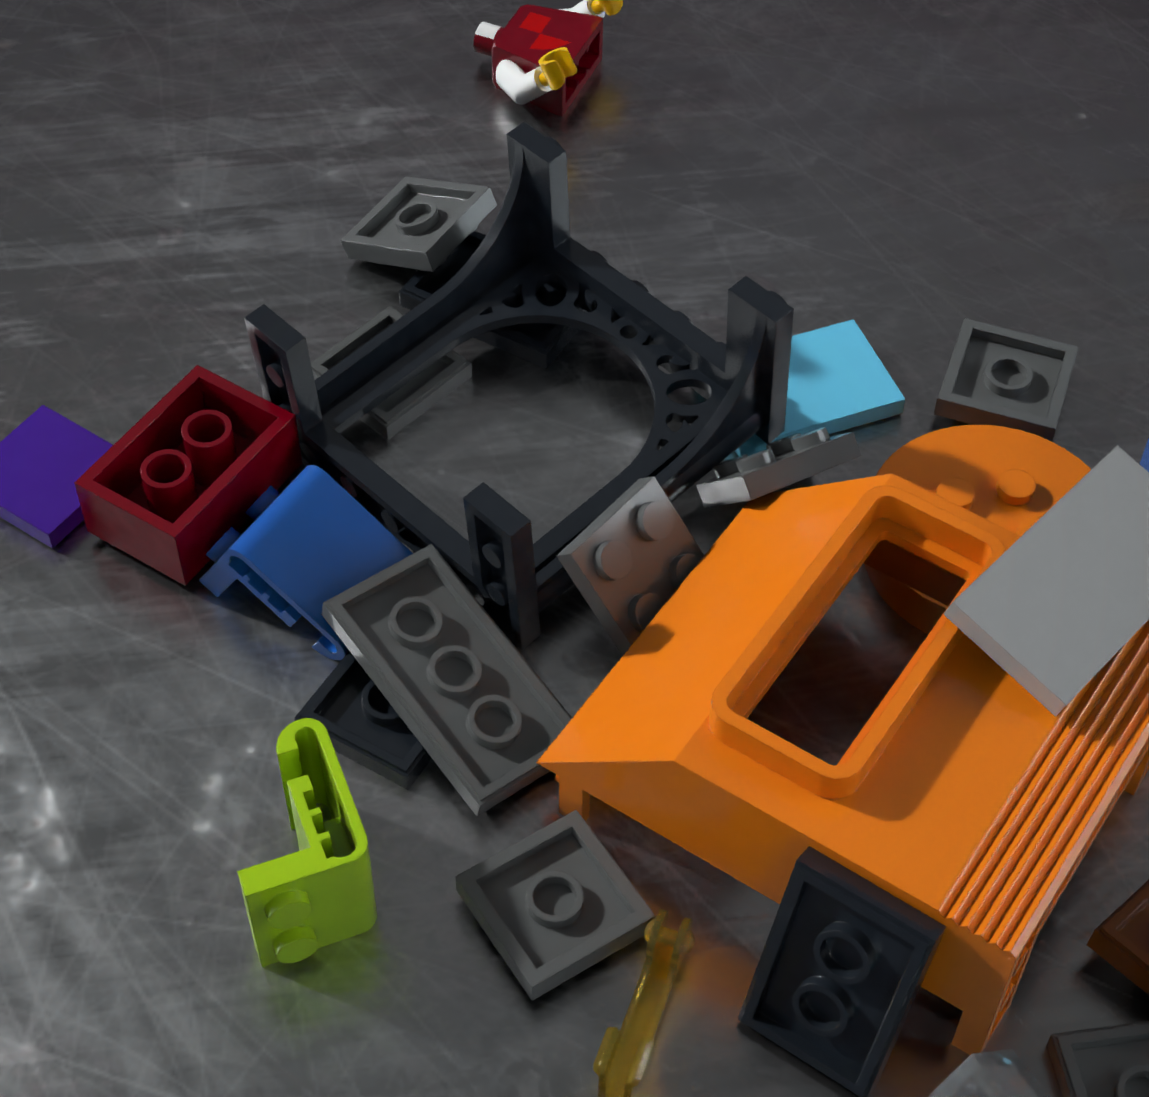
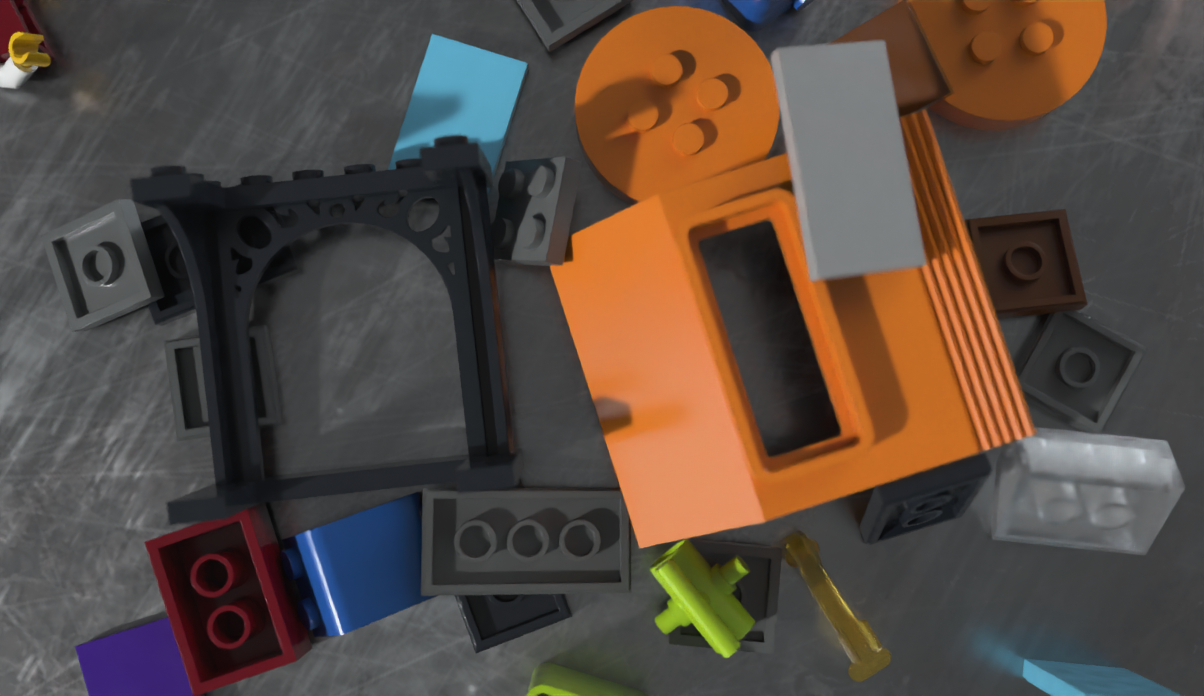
camera: 50 degrees left, 35 degrees up
(537, 845) = (702, 596): none -> lime pin
(631, 560) = (536, 366): dark grey plate -> none

